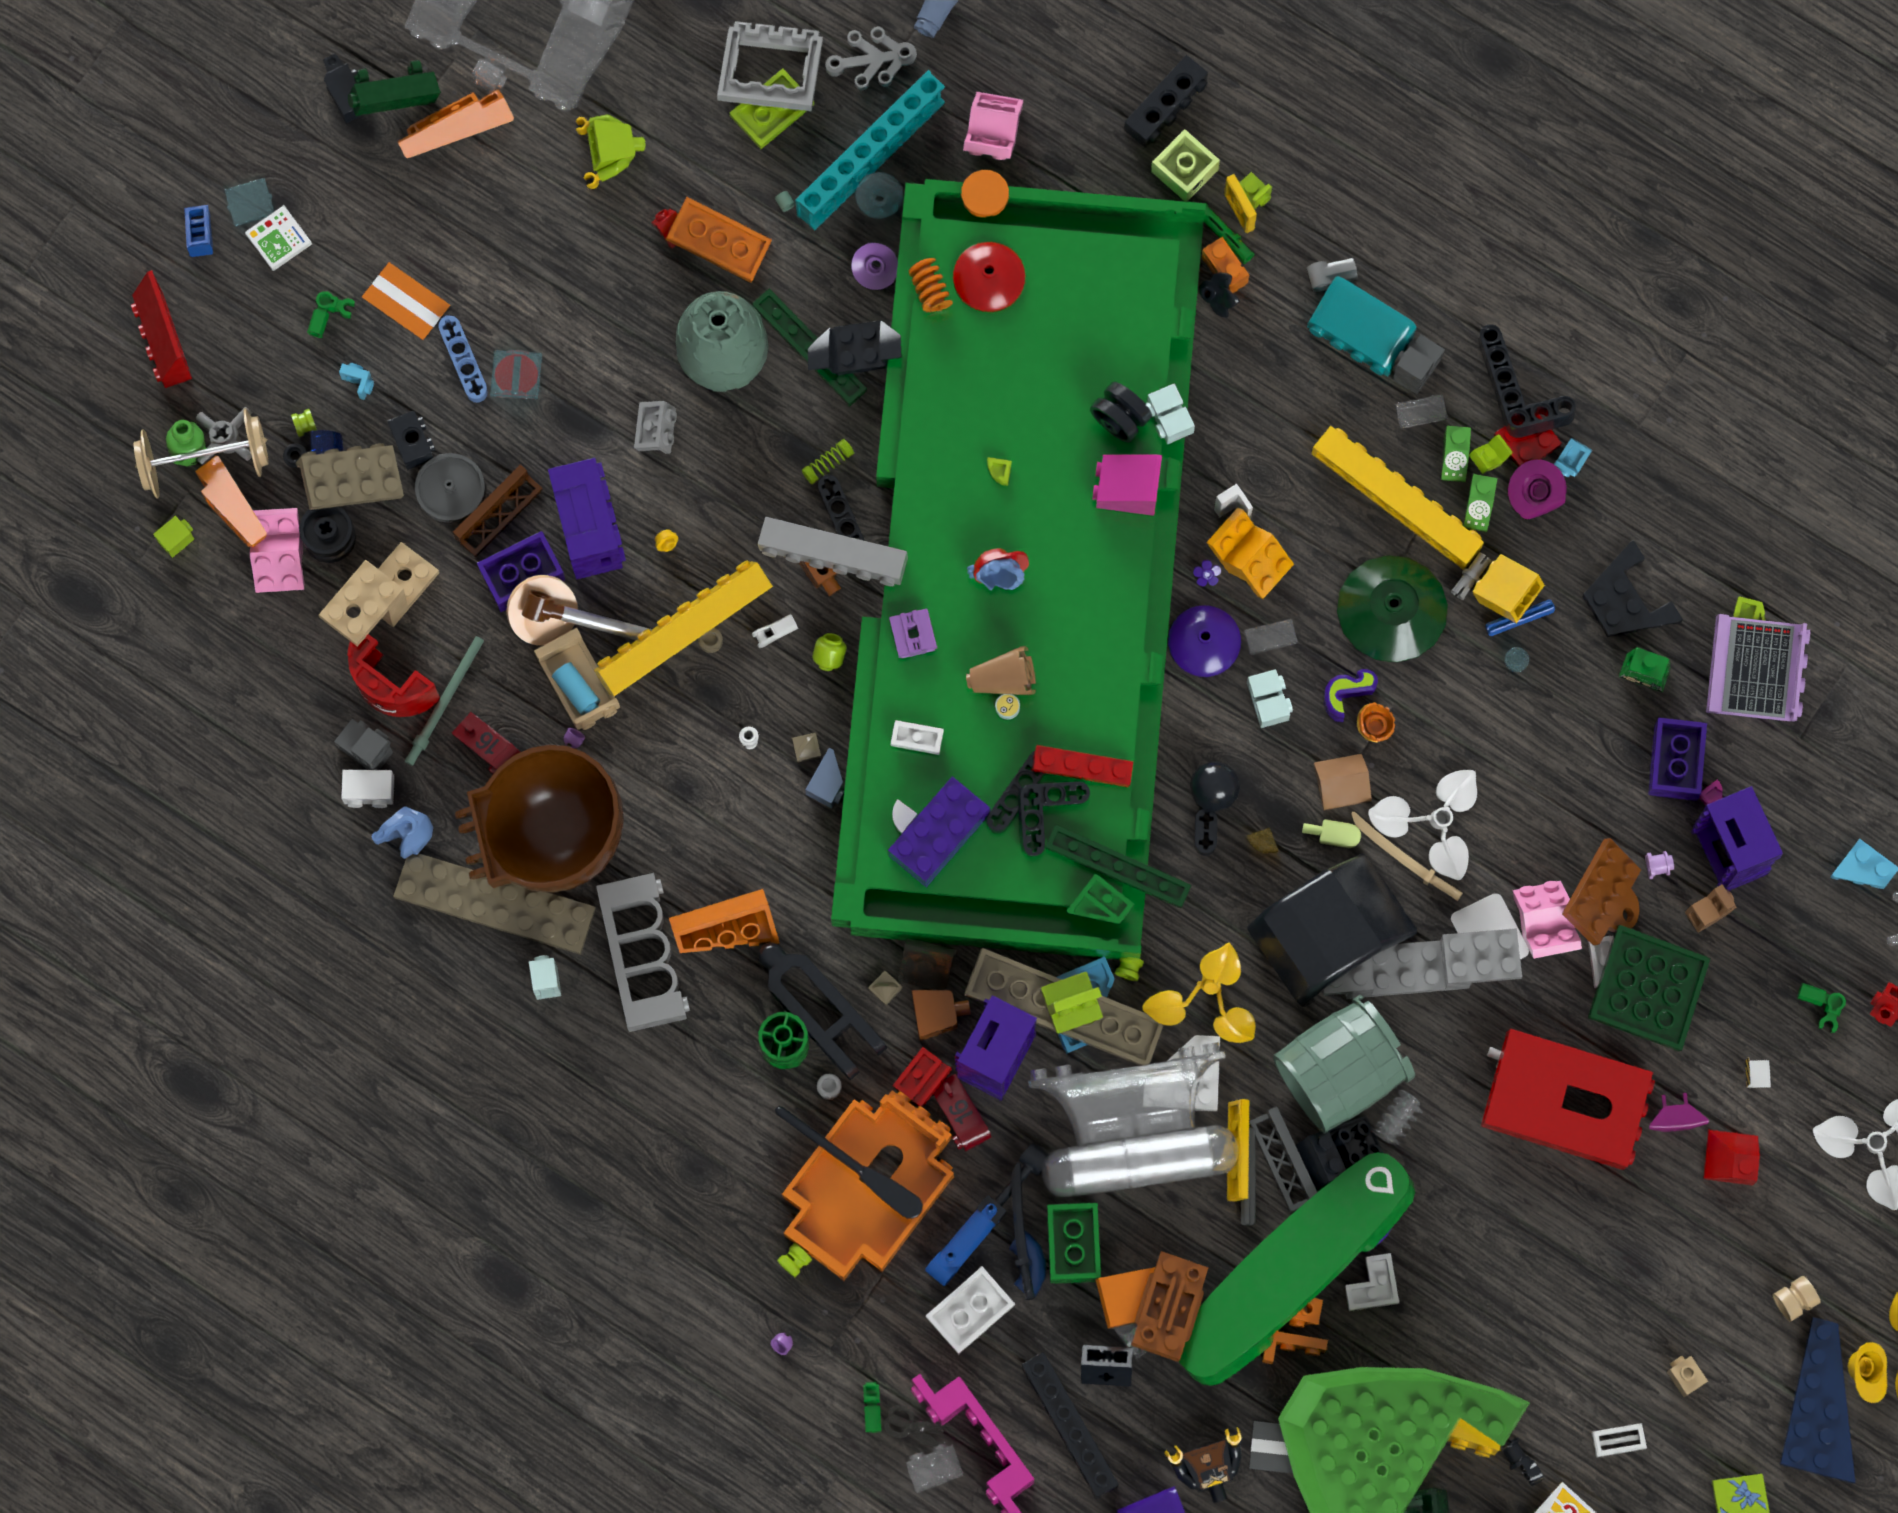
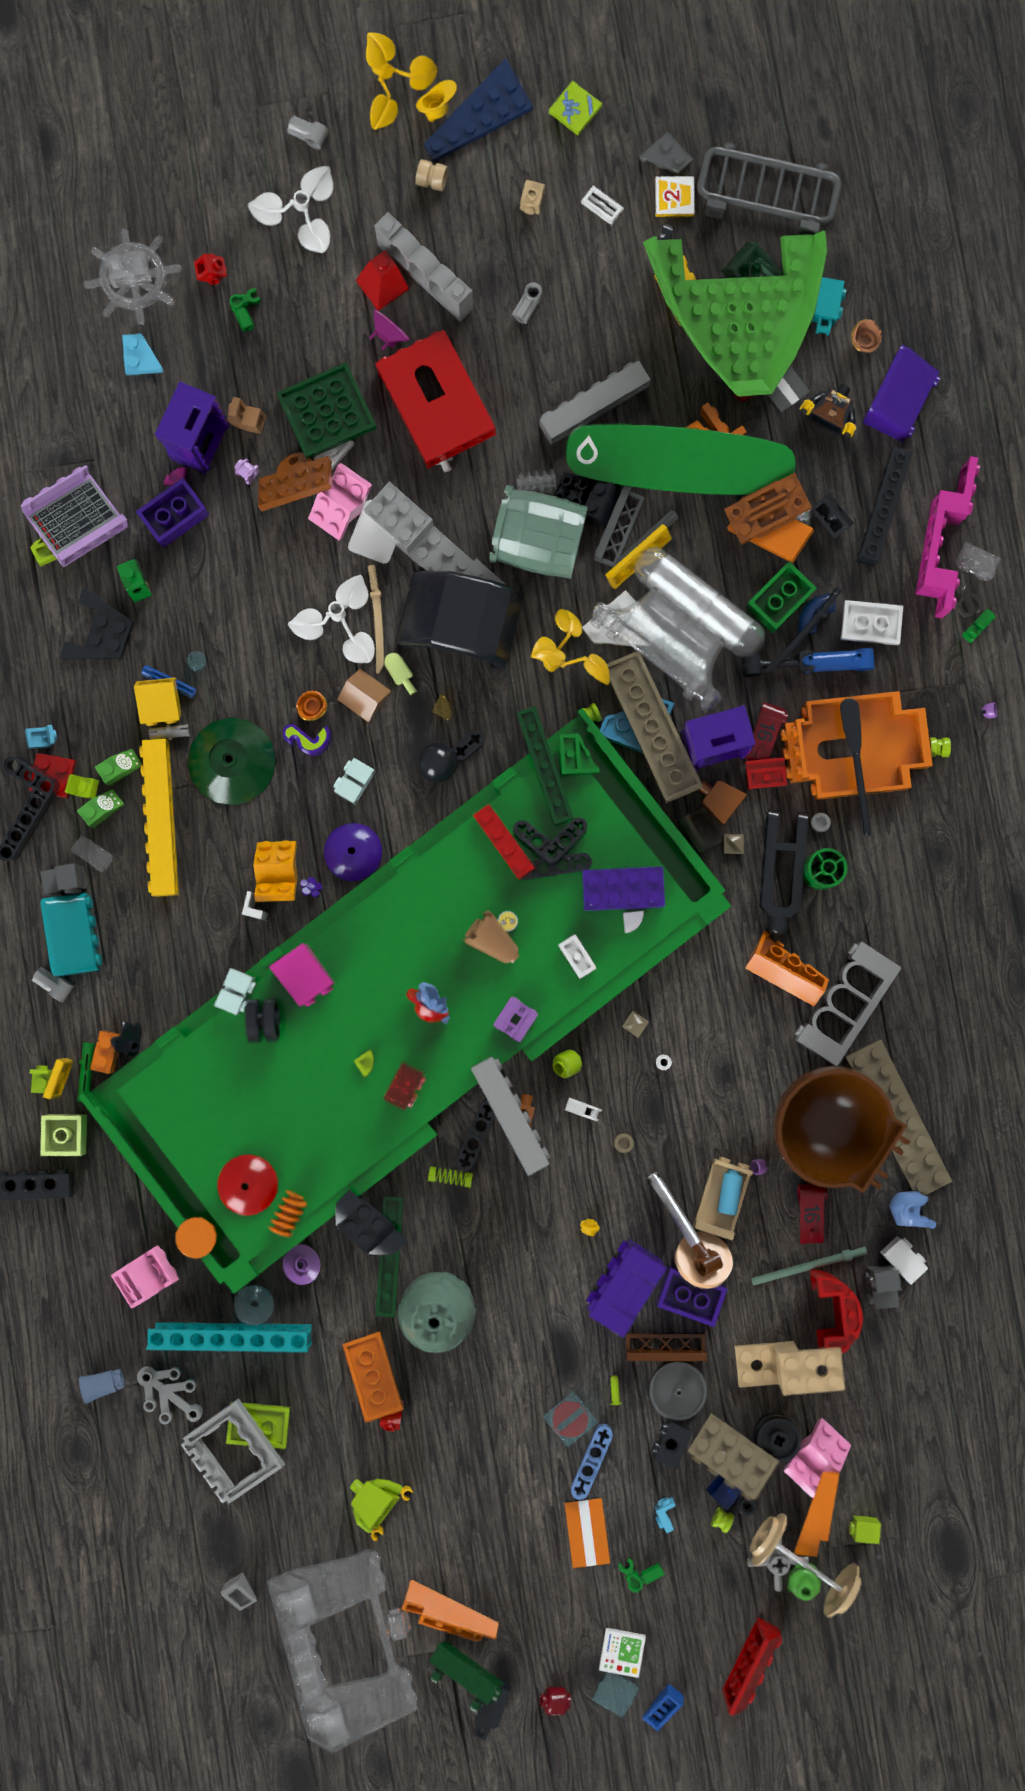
camera: 130 degrees left, 10 degrees up
(295, 146) = (555, 1701): none -> dark red head
(503, 434) = (615, 1390): none -> lime piece
(544, 977) = (918, 1043): light aqua piece -> none
(655, 426) = (525, 1301): light grey bracket -> none
(683, 627) = (635, 1164): yellow brick -> none
(784, 201) = (310, 1360): sand green piece -> none
(826, 782) = (645, 991): sand blue slope -> none
(947, 482) = (404, 1086): none -> clear red brick
(1072, 1002) = (647, 722): lime bracket -> none
(1270, 636) = (314, 815): clear tile -> none
(1380, 1289) = (644, 408): white plate -> none
(1426, 1248) = (594, 402): none -> light grey brick
(1537, 488) = (78, 740): magenta hat -> none
(1583, 1272) = (528, 304): none -> light grey piece
(1705, 1201) = (424, 267): none -> light grey fence
(1757, 1073) = (319, 312): white sticker -> none

